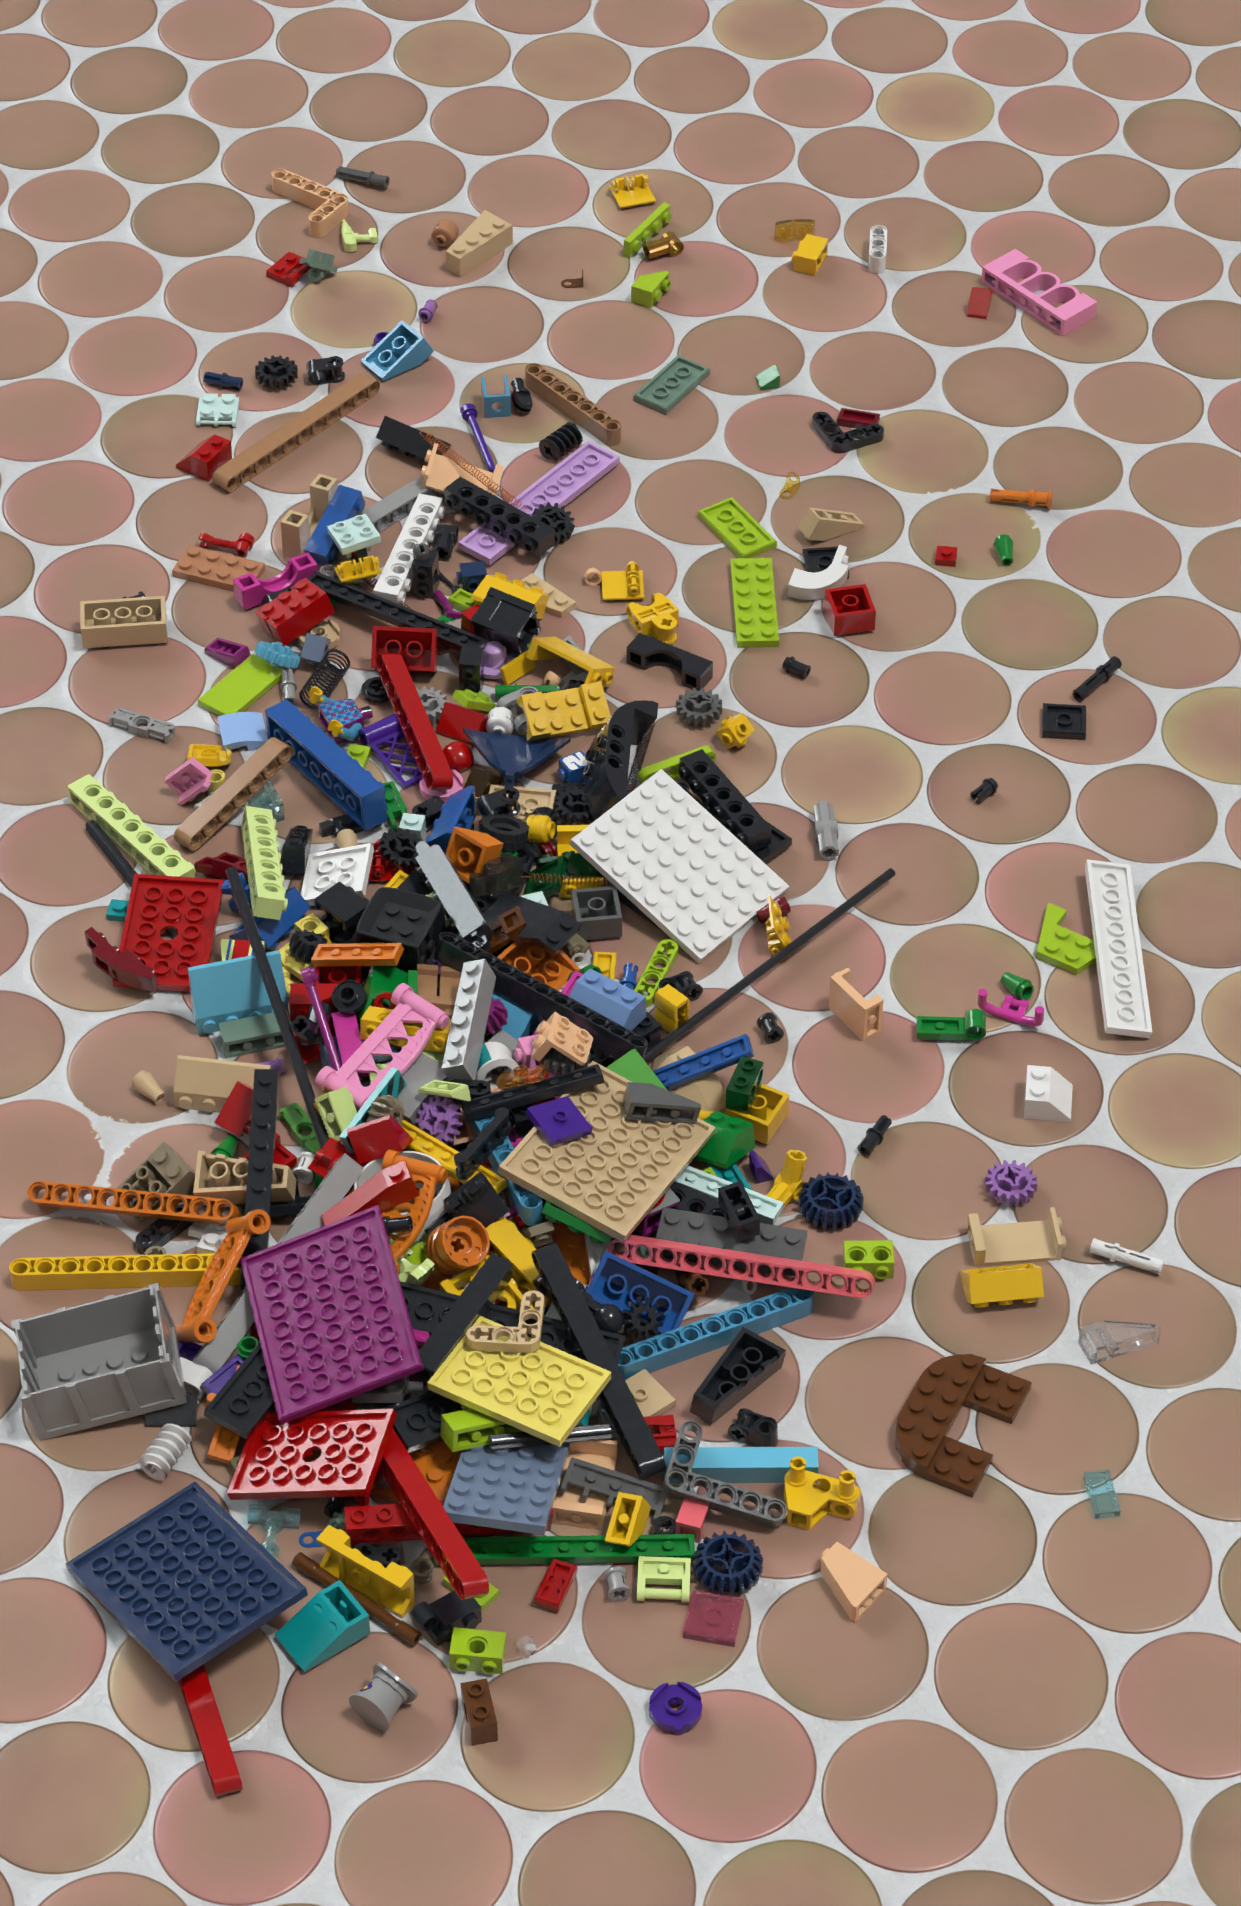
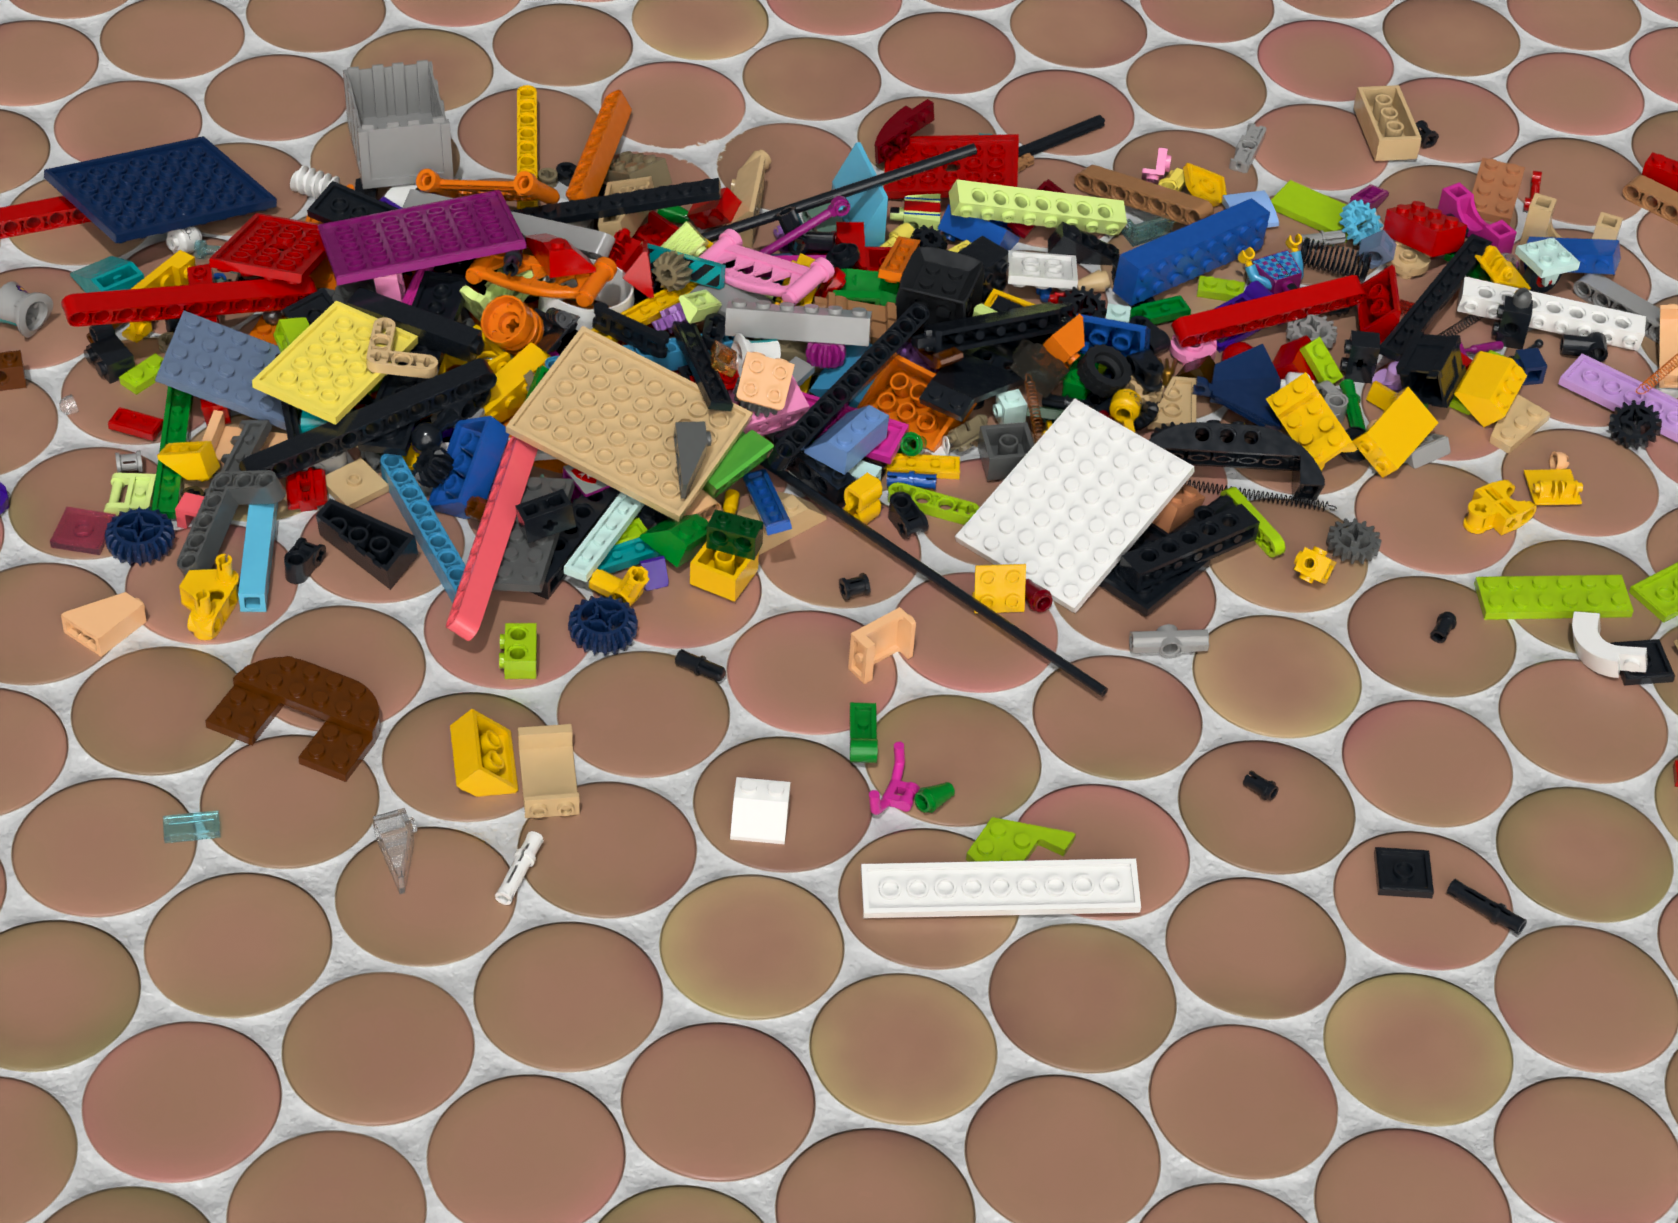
camera: 85 degrees right, 0 degrees up
(127, 829) = (1087, 141): yellowish green brick -> none
(467, 1642) = (67, 372): lime brick -> none
(499, 516) = (1622, 375): black brick -> none
(559, 1121) = (652, 374): dark purple plate -> none
(649, 652) = (1415, 536): black arch -> none
(849, 609) = (1548, 669): red brick -> none
(1010, 1183) = (627, 772): medium lavender gear -> none

